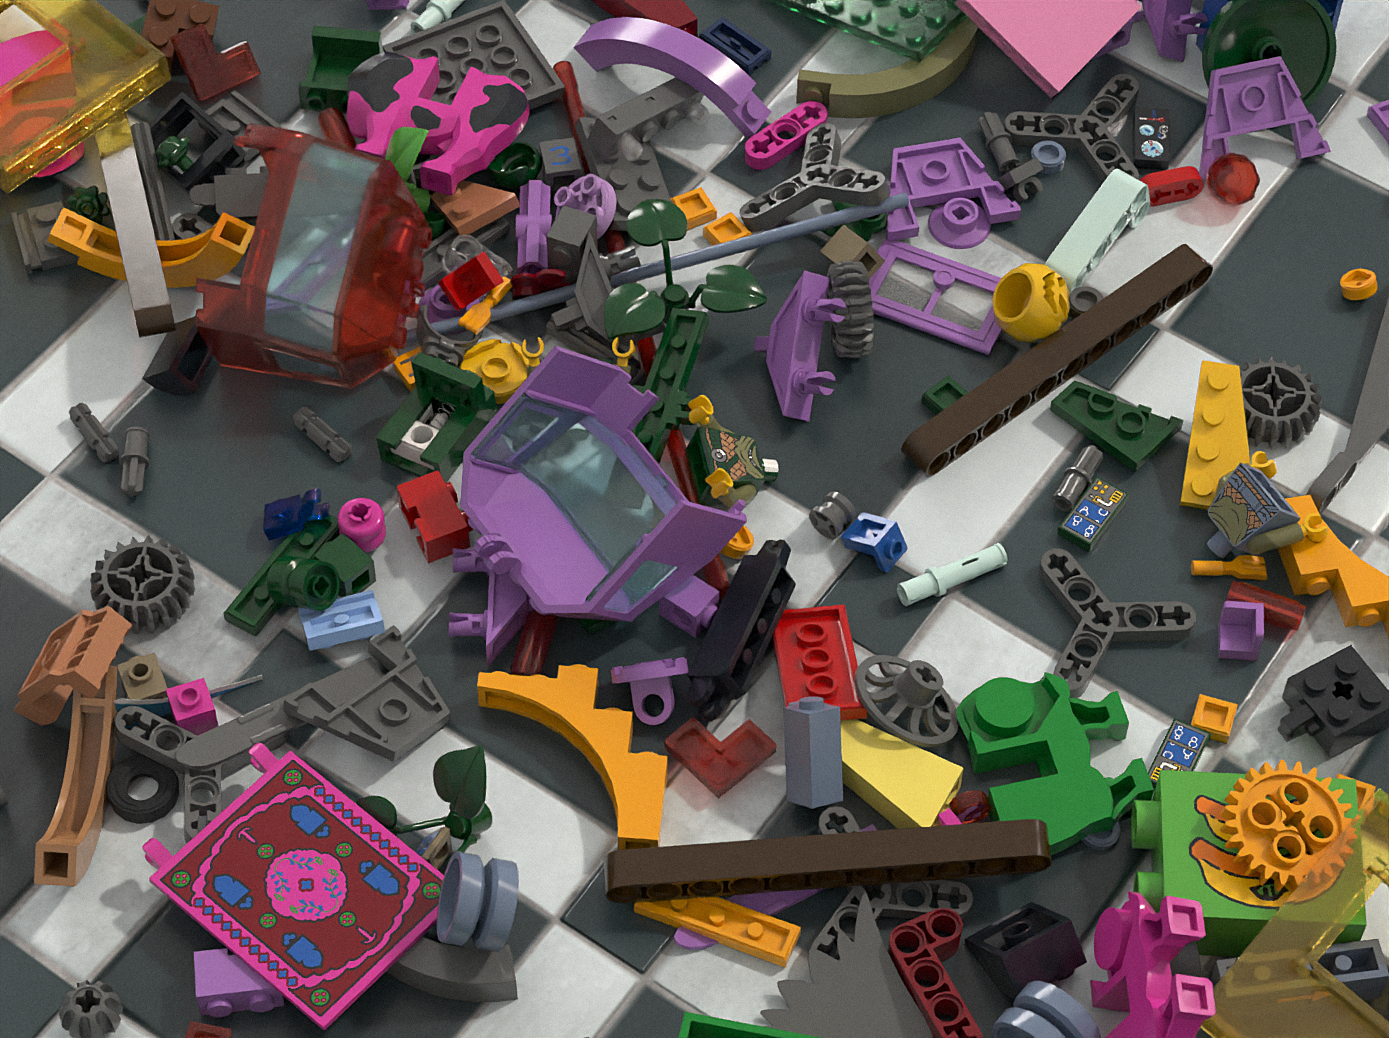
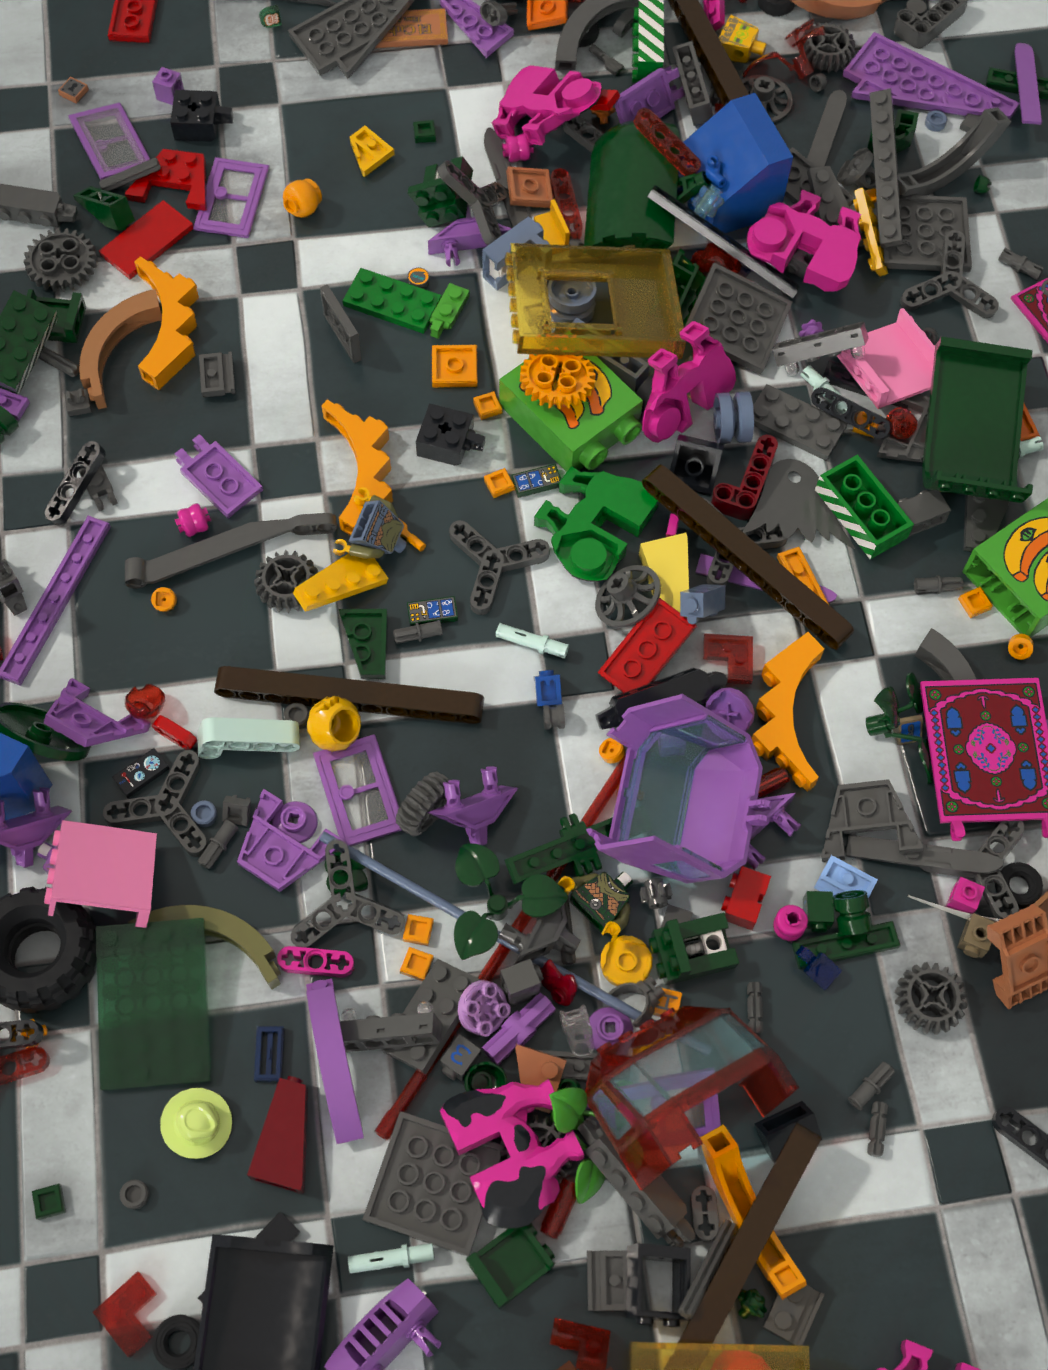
camera: 135 degrees left, 10 degrees up
(173, 153) = (683, 1269): dark green plant -> none
(470, 281) = (599, 1014): red bracket -> none
(477, 901) = (929, 654): sand blue wheel -> none
(479, 314) = (609, 992): light orange piece -> none
(722, 462) = (581, 780): torso -> none
(849, 246) = (381, 841): dark tan brick -> none
(943, 395) = (424, 730): dark green tile -> none
(970, 806) = (650, 533): clear red tile -> none
(1240, 630) = (442, 499): medium lavender panel -> none
(1277, 608) = (416, 502): clear red piece -> none

